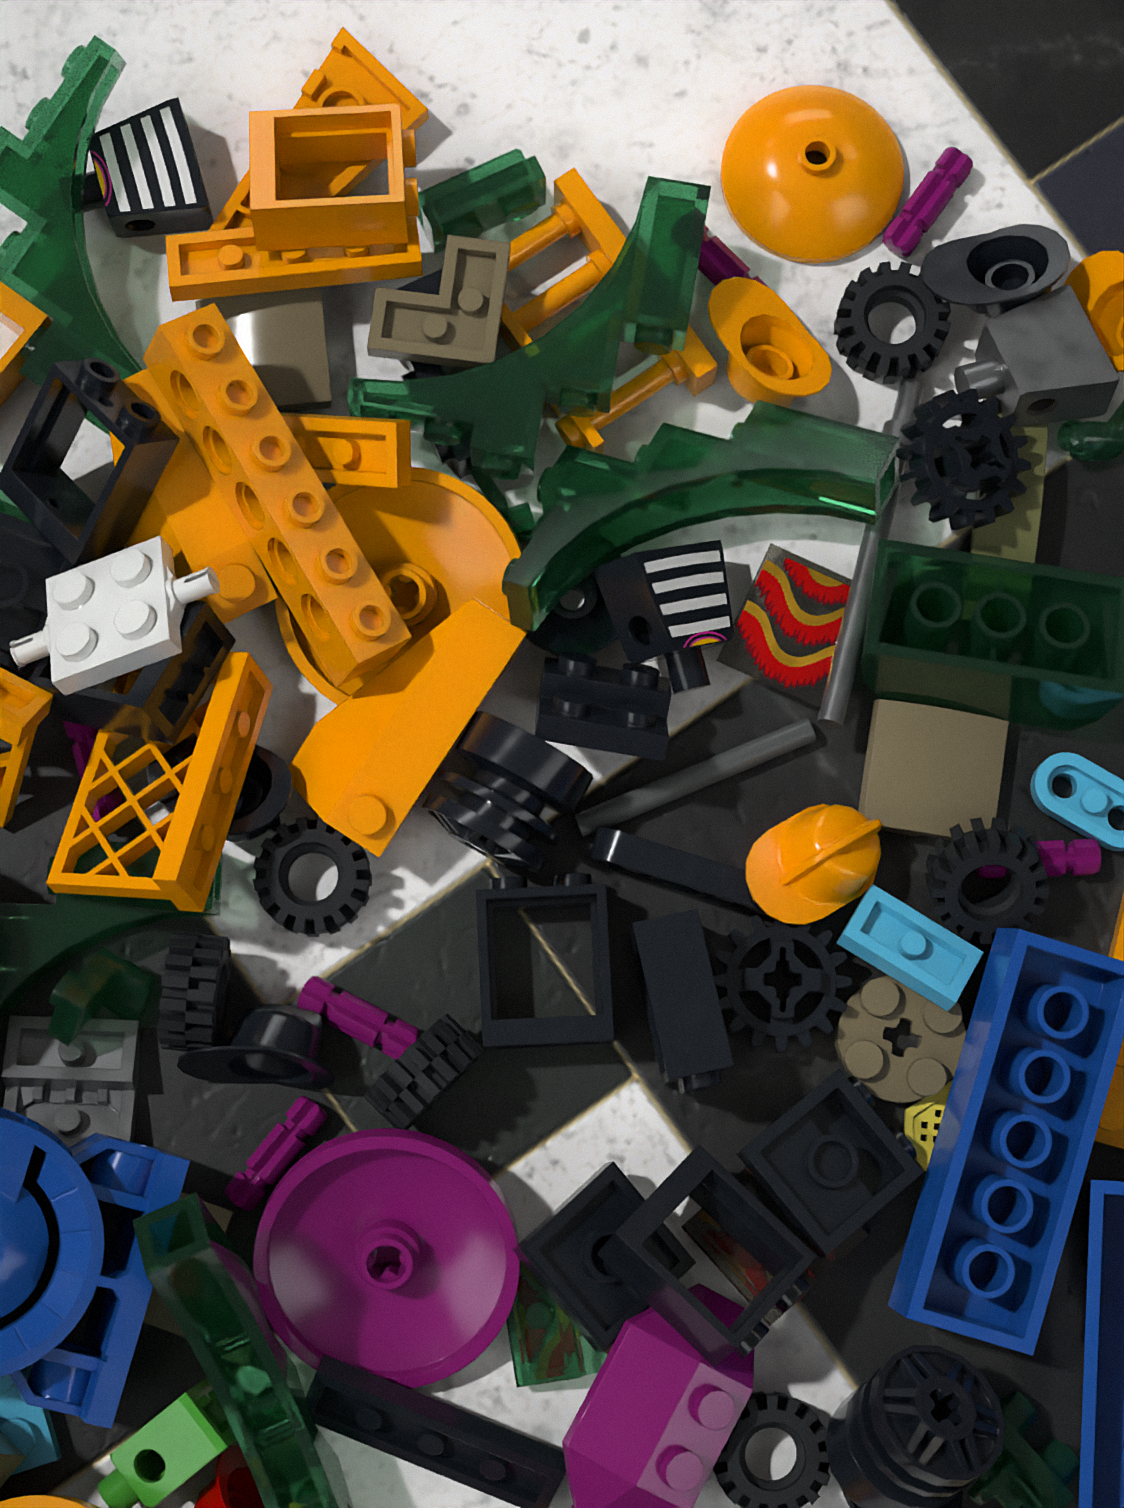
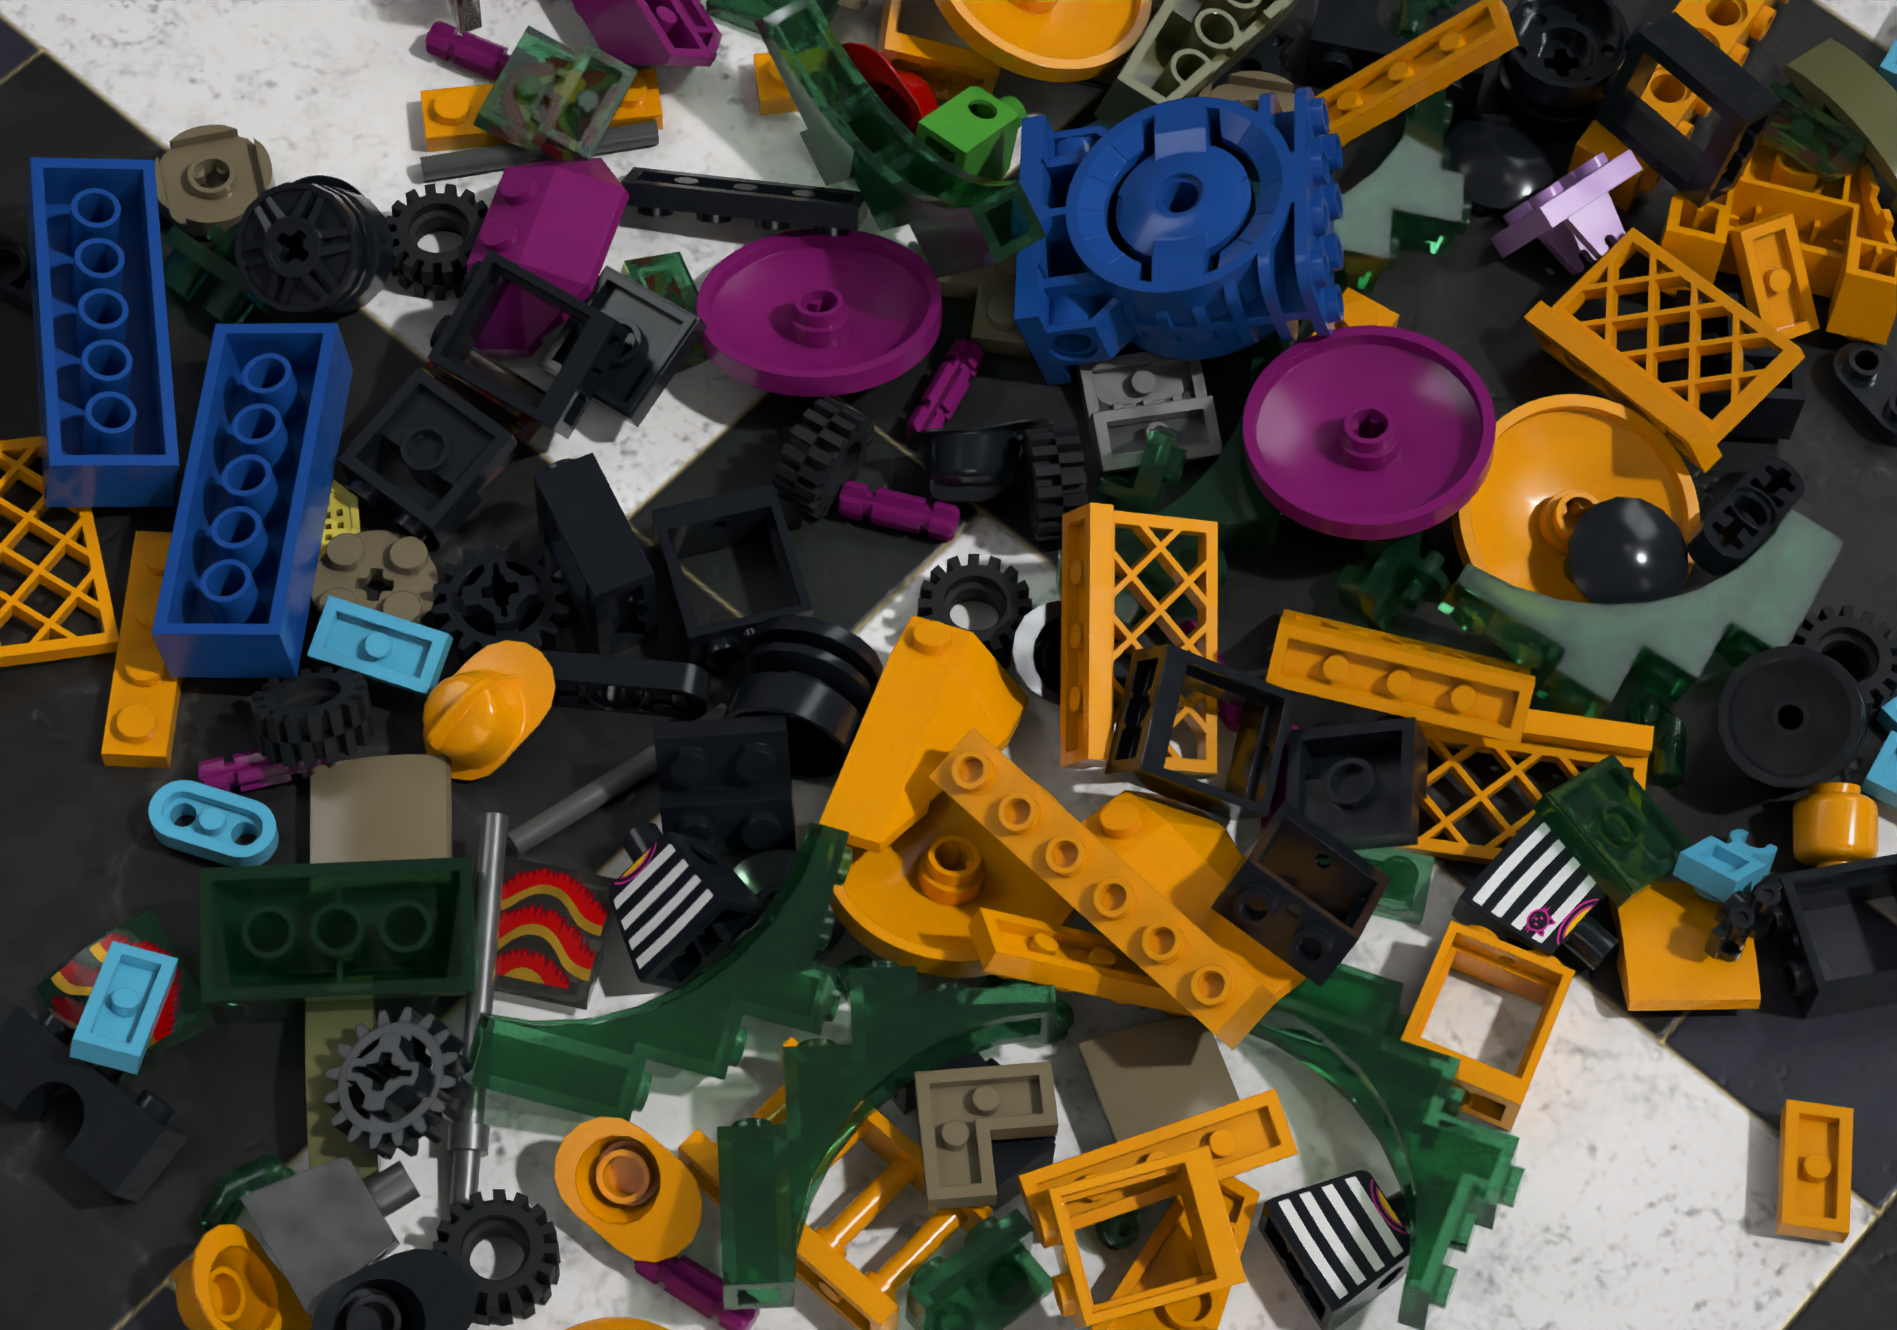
camera: 165 degrees right, 20 degrees down
(113, 616) = (1226, 749): white plate -> none

